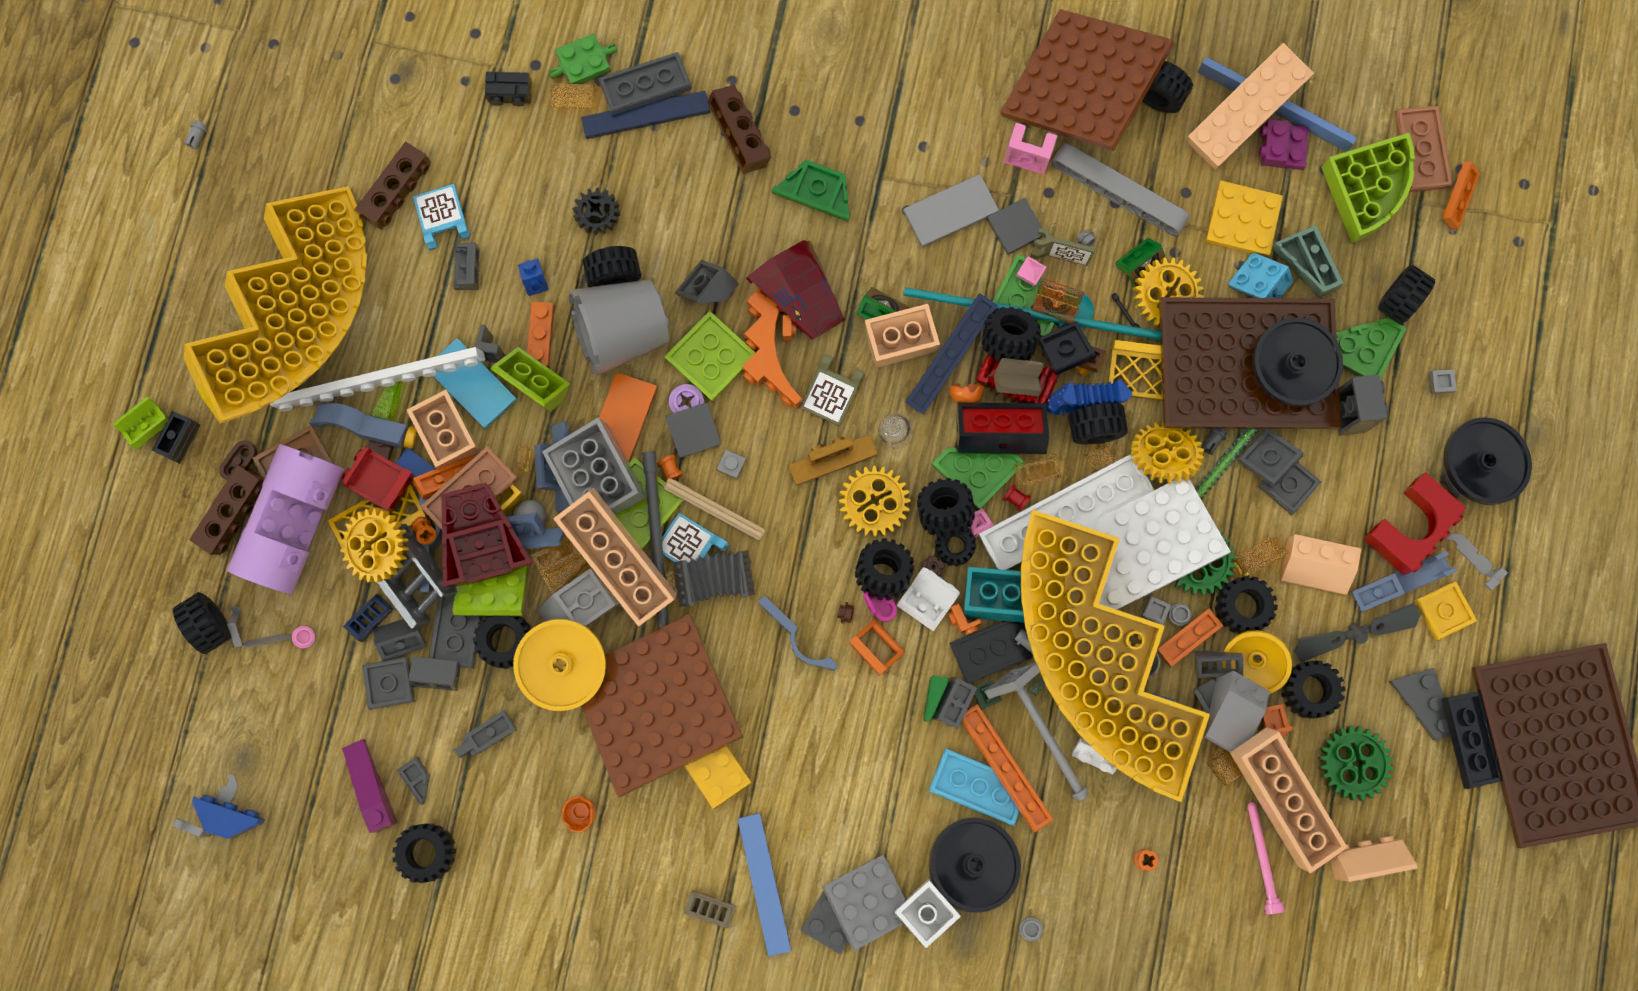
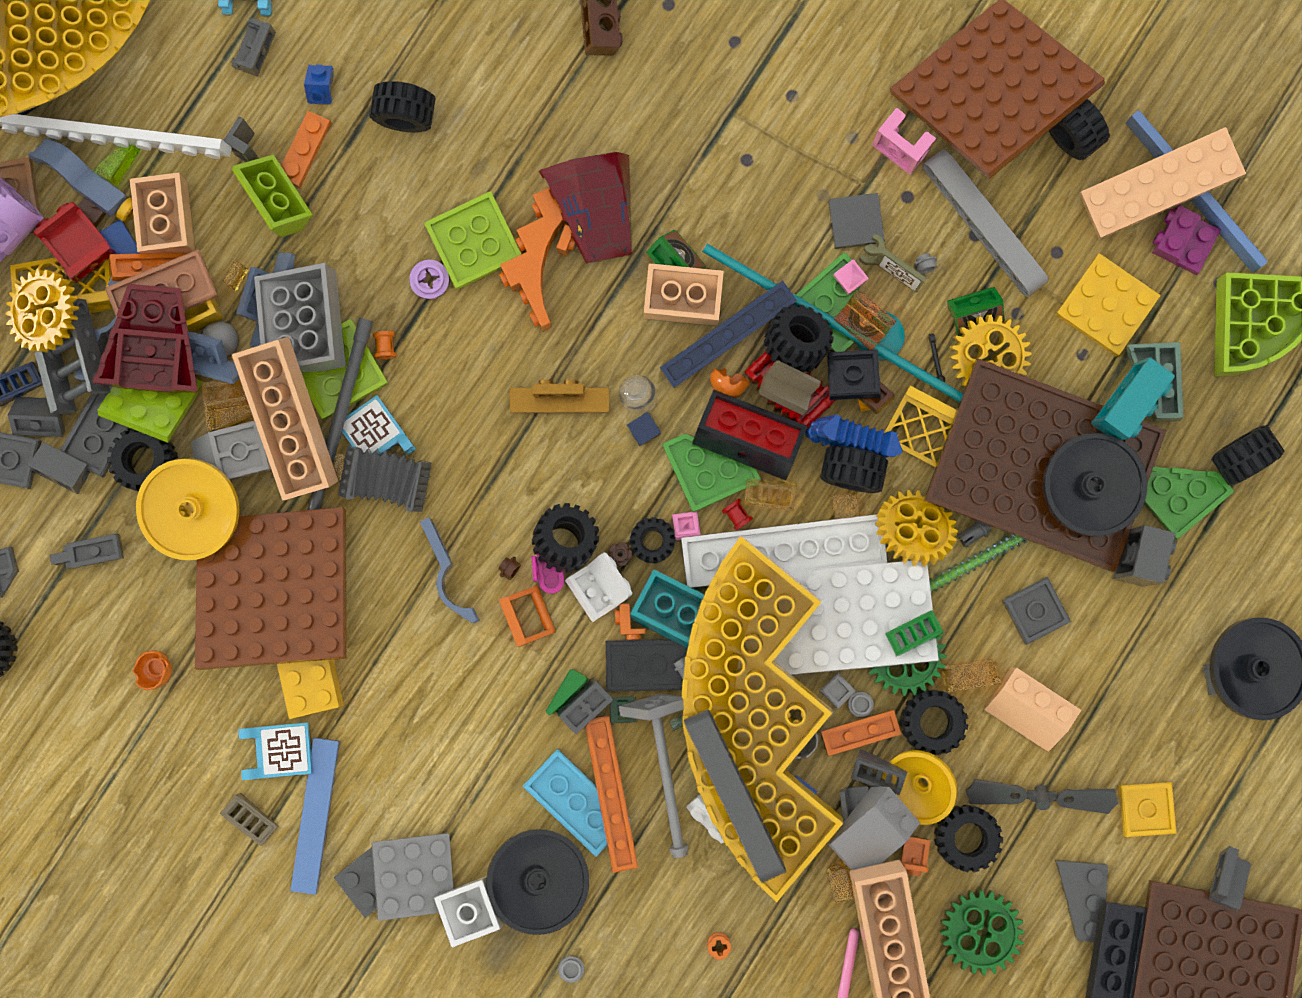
camera: 25 degrees right, 5 degrees up
(420, 530) = (97, 313): orange bush -> none
(476, 389) = (214, 183): medium azure tile -> none
(602, 205) = (424, 33): black gear -> none
(618, 322) = (386, 168): light grey cone -> none
(627, 410) = (363, 266): orange tile -> none
(693, 429) = (424, 312): dark grey tile -> none
(707, 284) = (499, 162): dark grey slope -> none
(713, 840) = (279, 750): none -> flag
(714, 508) = (413, 405): tan axle -> none
(731, 464) = (451, 364): light grey plate -> none
(817, 189) = (657, 100): green wing -> none
(831, 393) = (585, 327): flag -> none
(885, 518) = (588, 484): yellow gear -> none
(911, 457) = (643, 429): none -> dark blue tile
(947, 521) = (655, 481): black tyre -> none
(950, 210) = (792, 177): light grey tile -> none
(1113, 725) = (735, 795): none -> dark grey beam
(1197, 531) = (938, 631): none -> green slope
(1262, 278) = (1095, 375): medium azure bracket -> none
(1271, 457) = (1027, 575): dark grey plate -> none
(1300, 282) = (1134, 399): none -> teal brick
(1399, 584) = (1113, 761): sand blue piece -> none
(1441, 512) = (1187, 705): red arch -> none
(1442, 381) = (1249, 564): light grey plate -> none
(1478, 561) = (1207, 771): light grey piece -> none
(1535, 640) = (1229, 879): none -> dark grey panel

